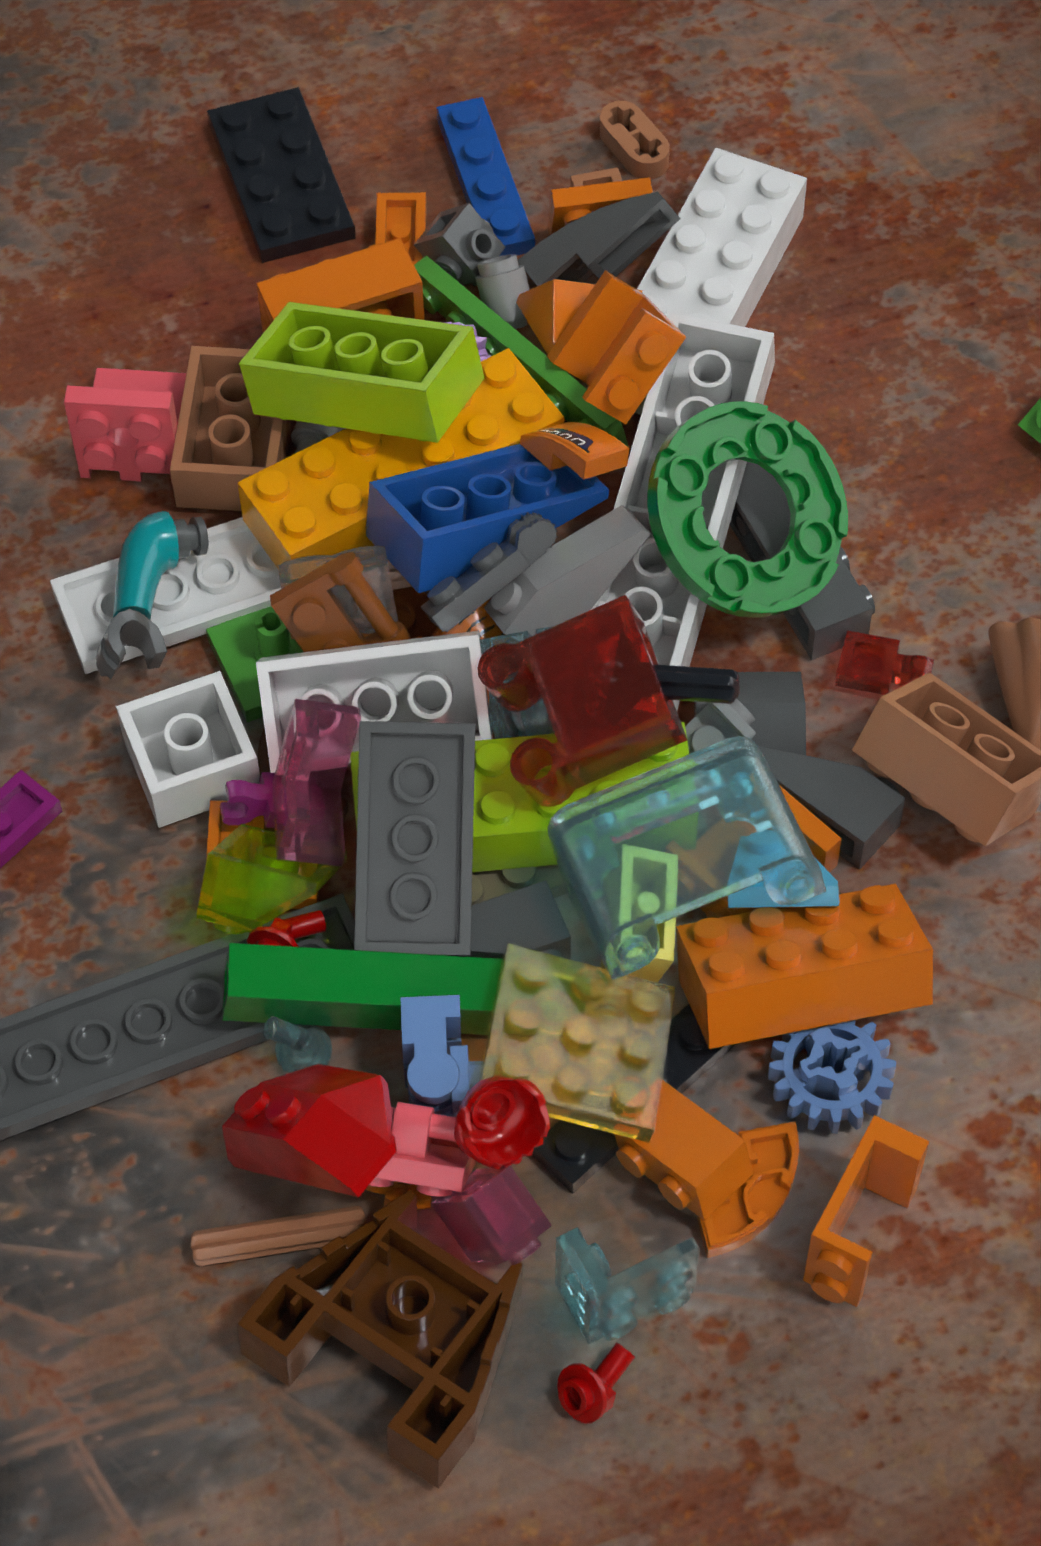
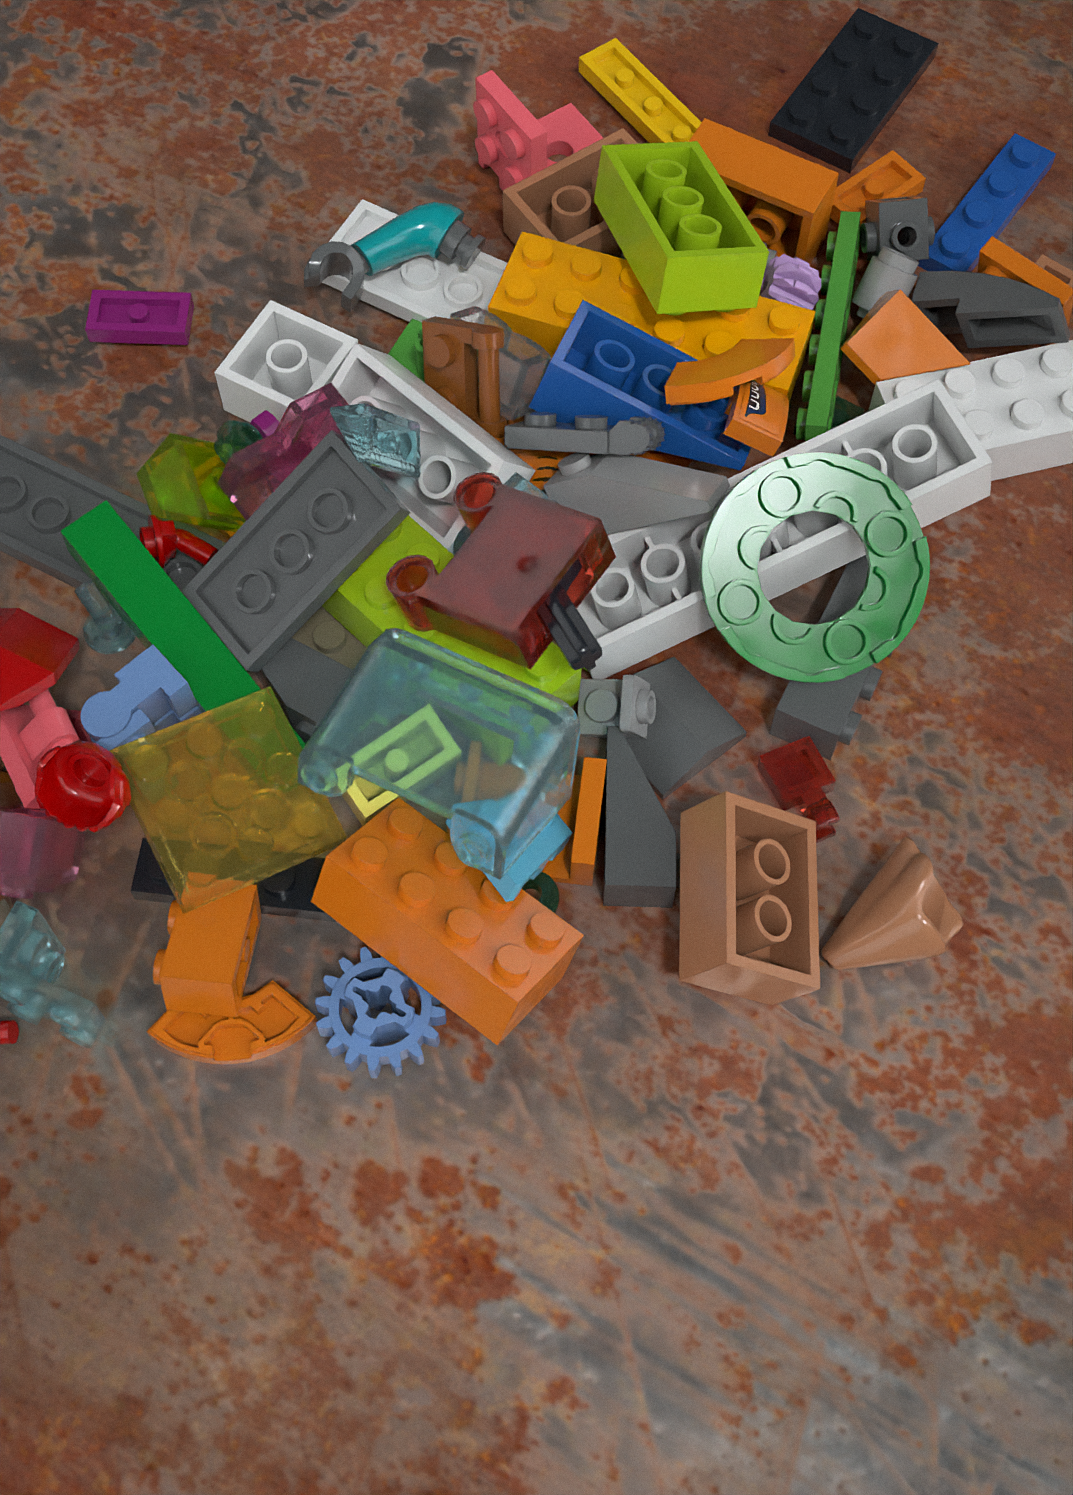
camera: 50 degrees right, 5 degrees up
(161, 318) = (637, 94): none -> yellow plate
(245, 822) = (233, 437): none -> clear green plate
(381, 698) = (380, 438): none -> clear light blue slope
(531, 437) = (717, 375): none -> orange tile
(616, 346) = (876, 371): orange panel -> none
(886, 1163) = (242, 1104): orange panel -> none

